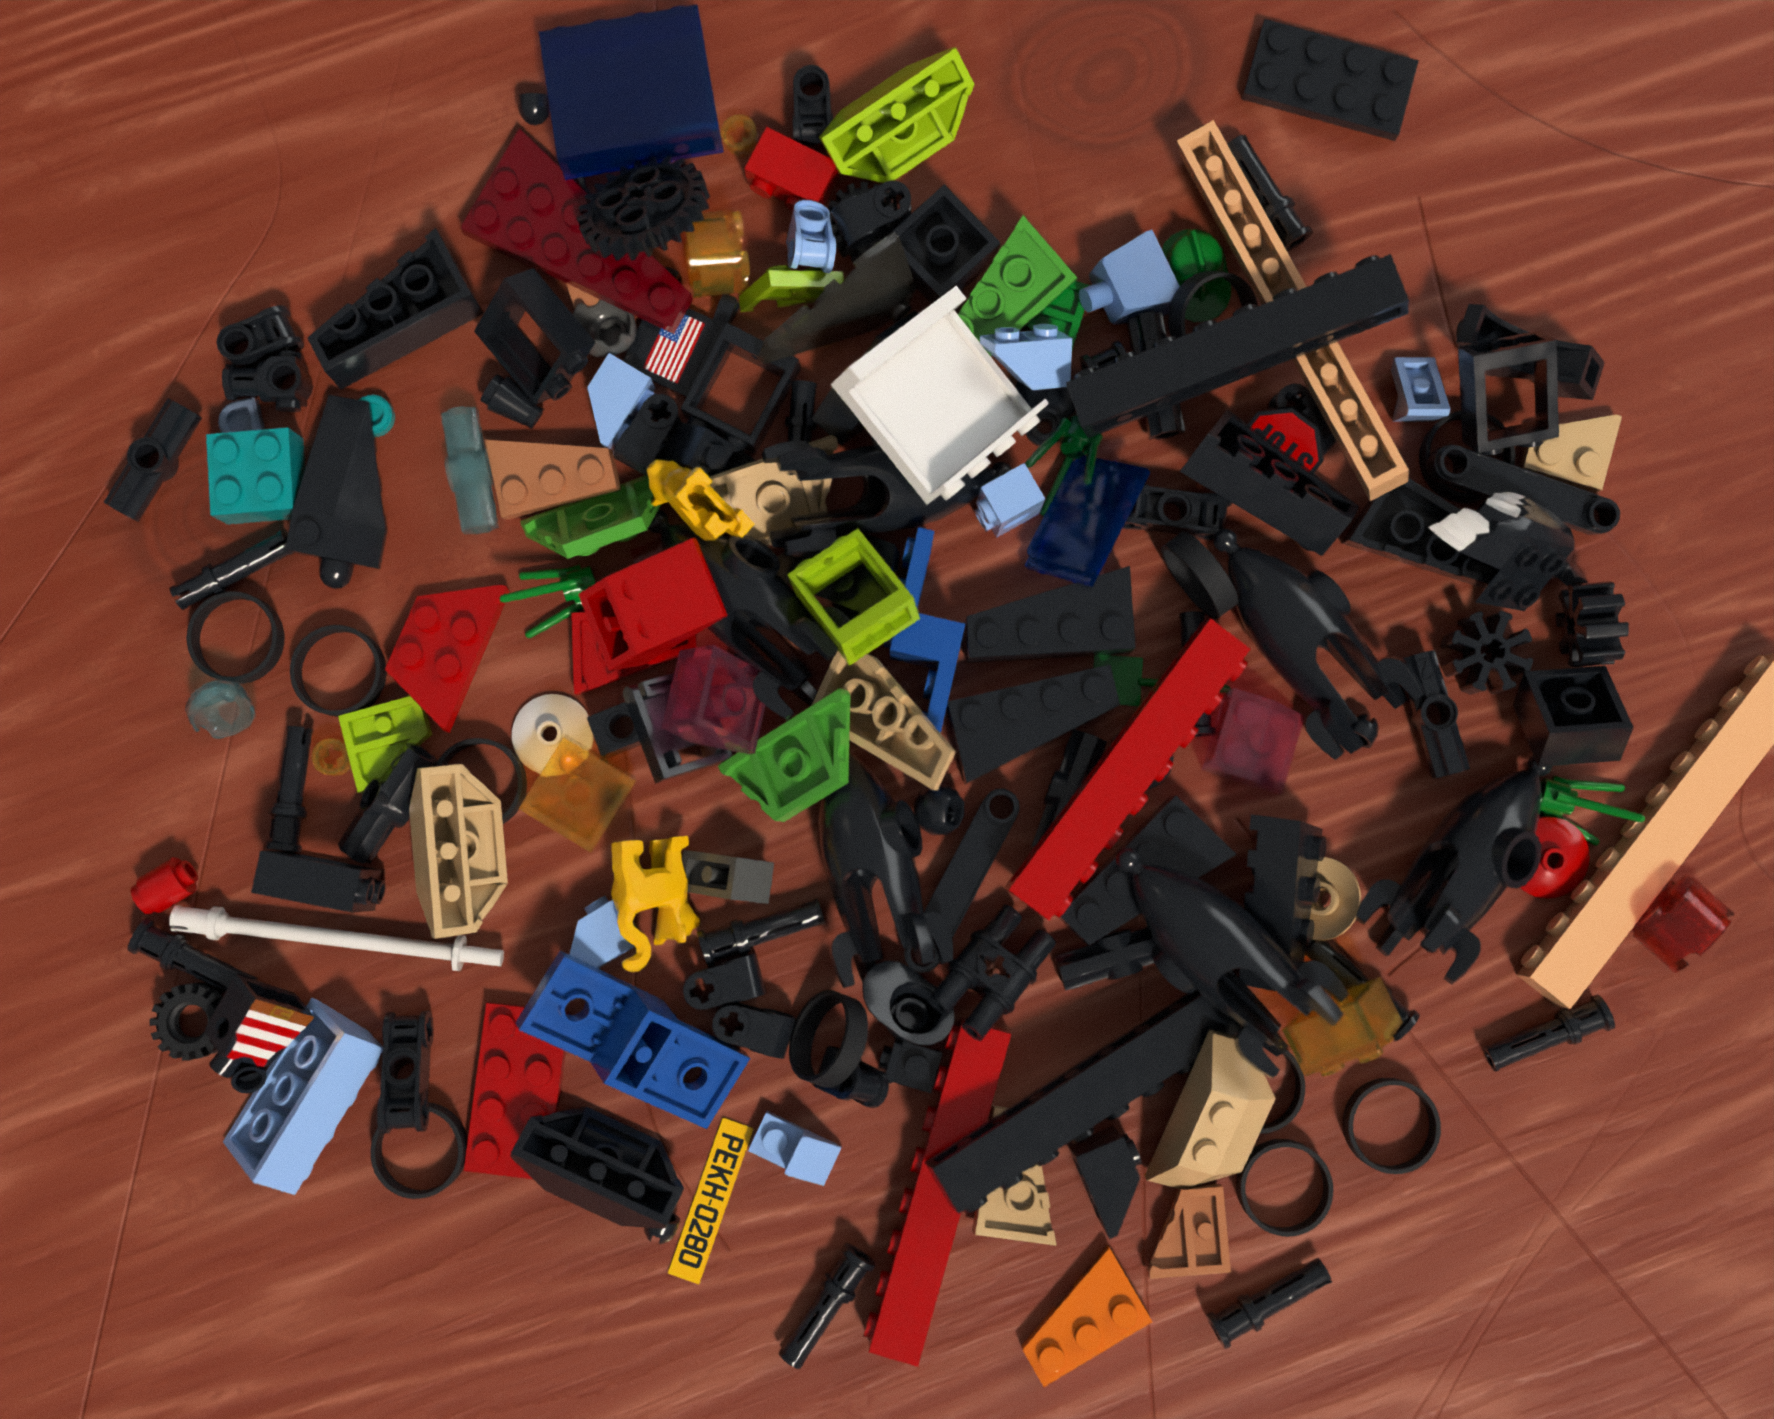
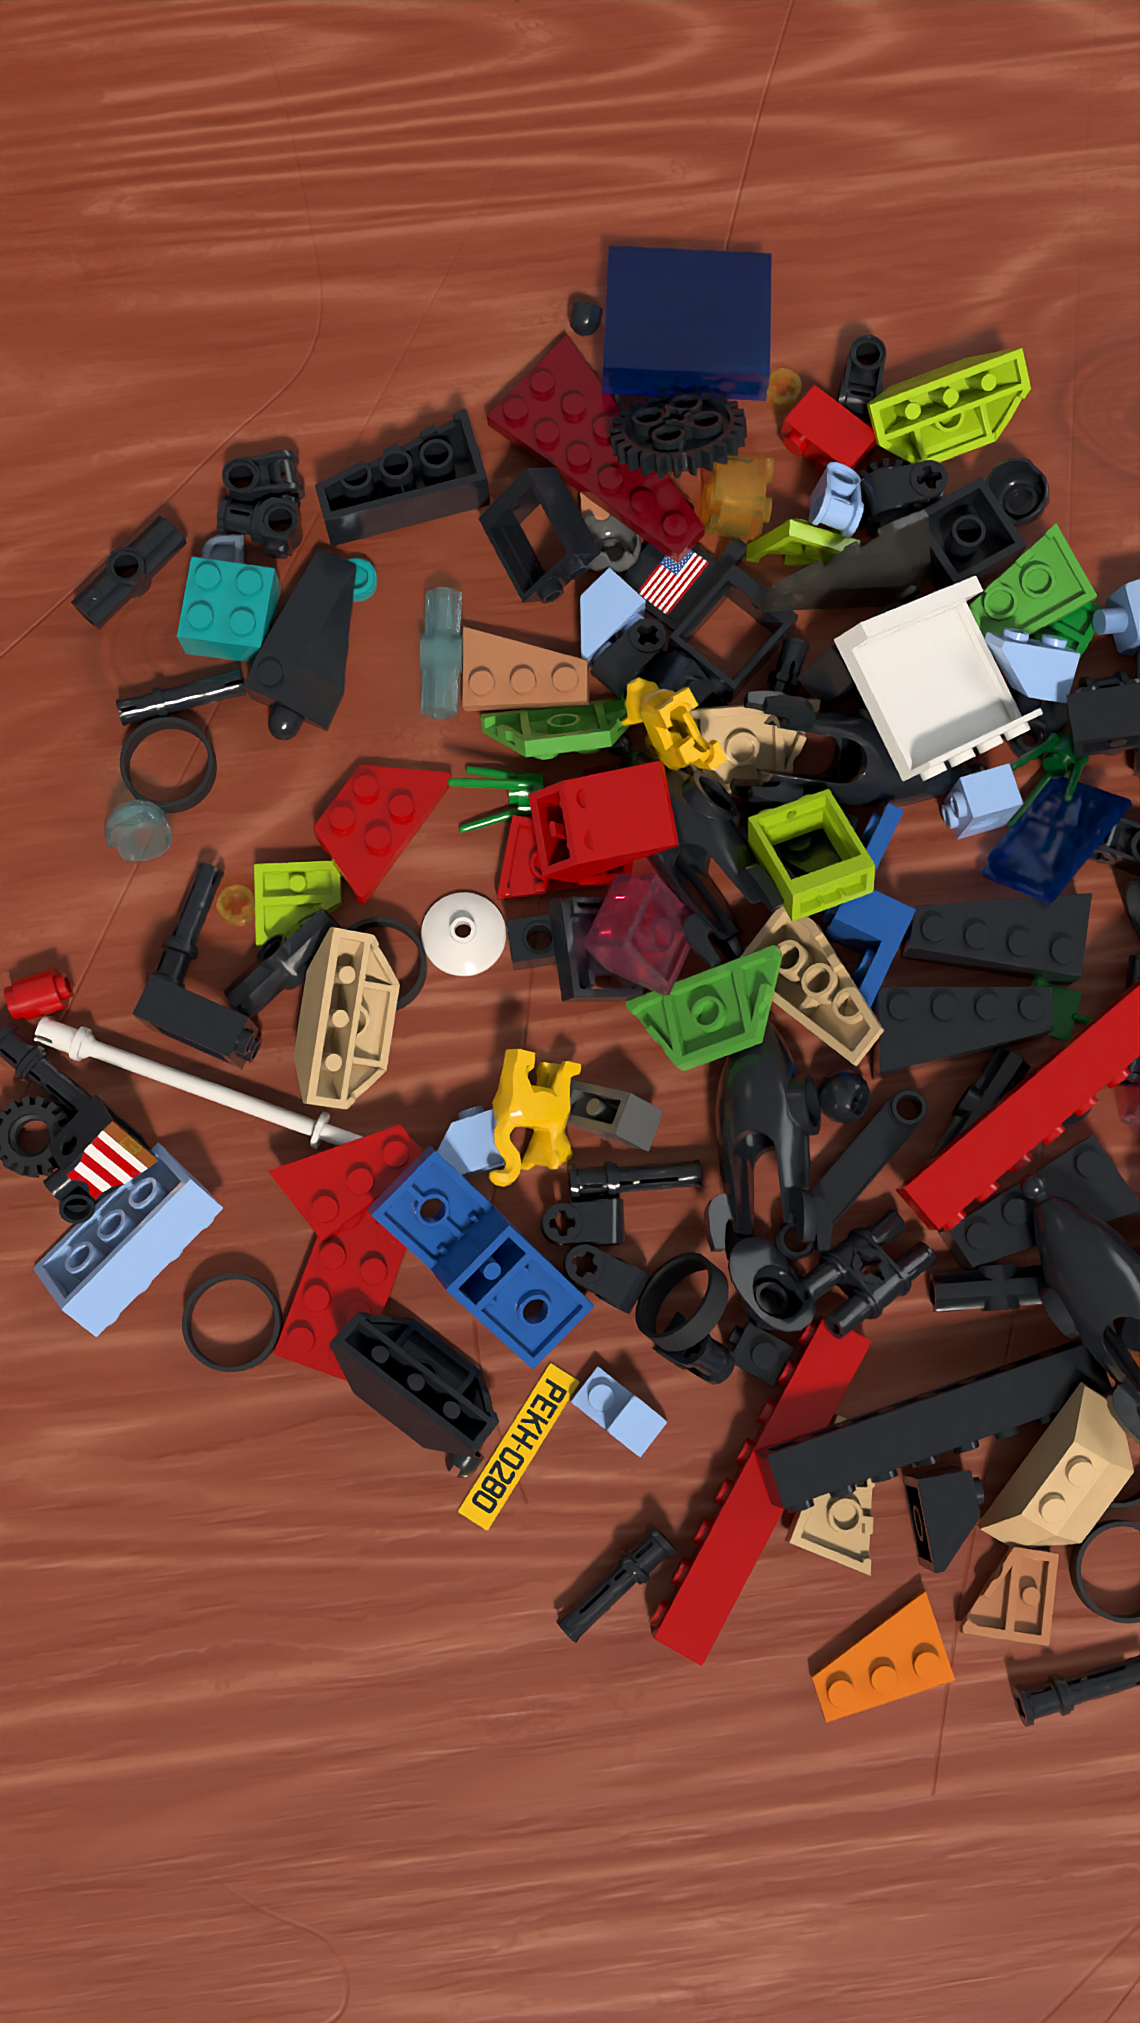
camera: 10 degrees right, 5 degrees down
(301, 652) = (250, 781): black tyre -> none
(406, 1100) = (233, 1263): black piece -> none
(491, 996) = (345, 1179): none -> red wing
(508, 400) = (498, 595): black cone -> none
(577, 793) = (481, 993): clear yellow brick -> none
(983, 187) = (1019, 490): none -> black hair

